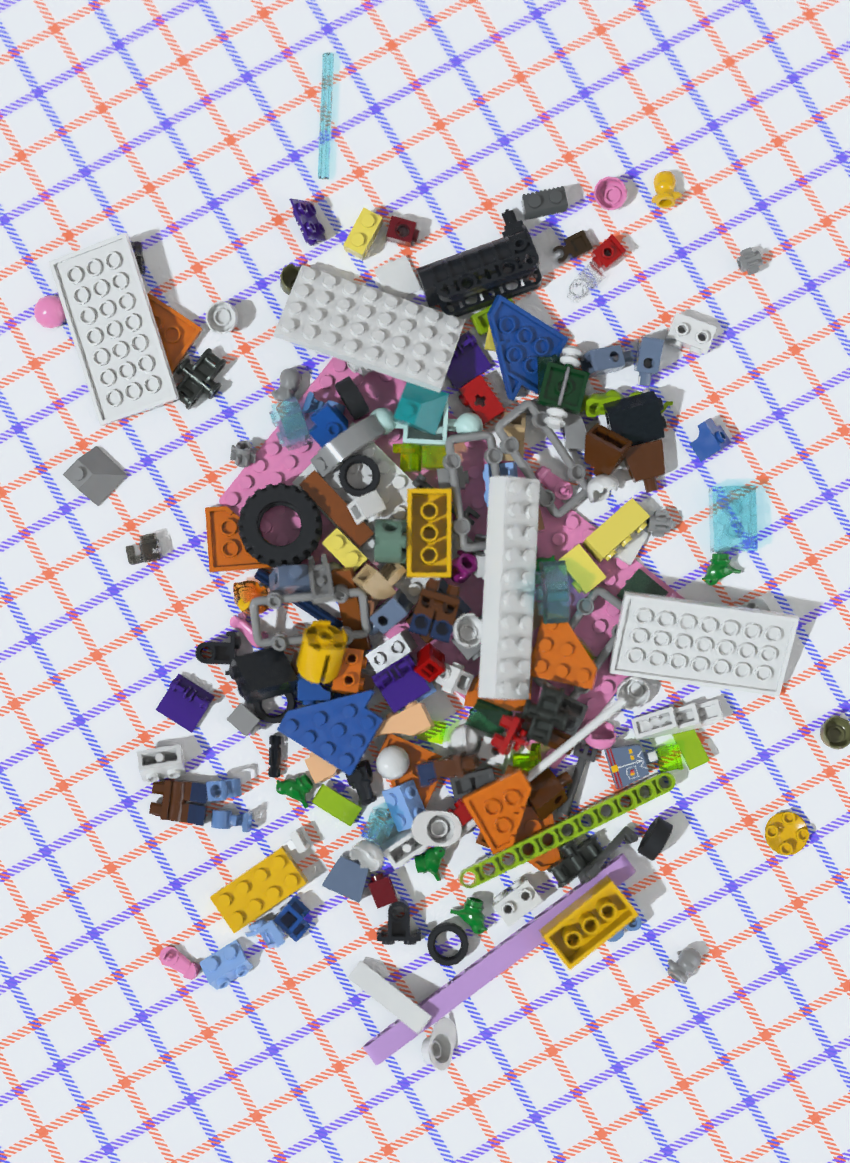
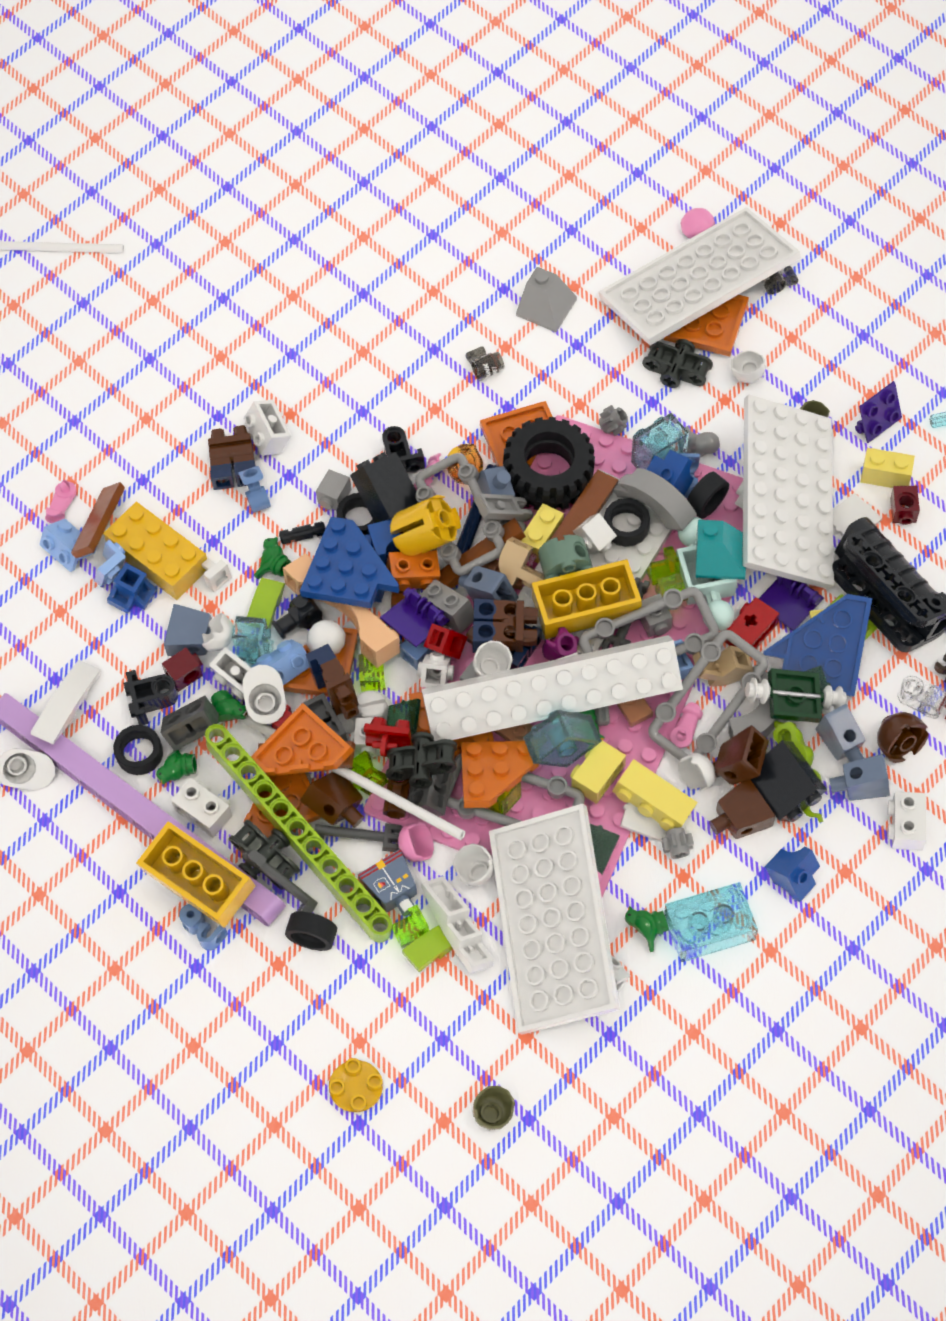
camera: 75 degrees right, 25 degrees down
(185, 702) = (336, 437): dark purple hinge -> none
(216, 934) = (98, 520): none -> dark orange tile
(225, 819) = (224, 509): medium blue leg -> none
(442, 896) = (188, 723): none -> dark grey brick
(616, 314) = (900, 735): none -> reddish brown cylinder
(686, 964) = (172, 1009): light grey animal -> none

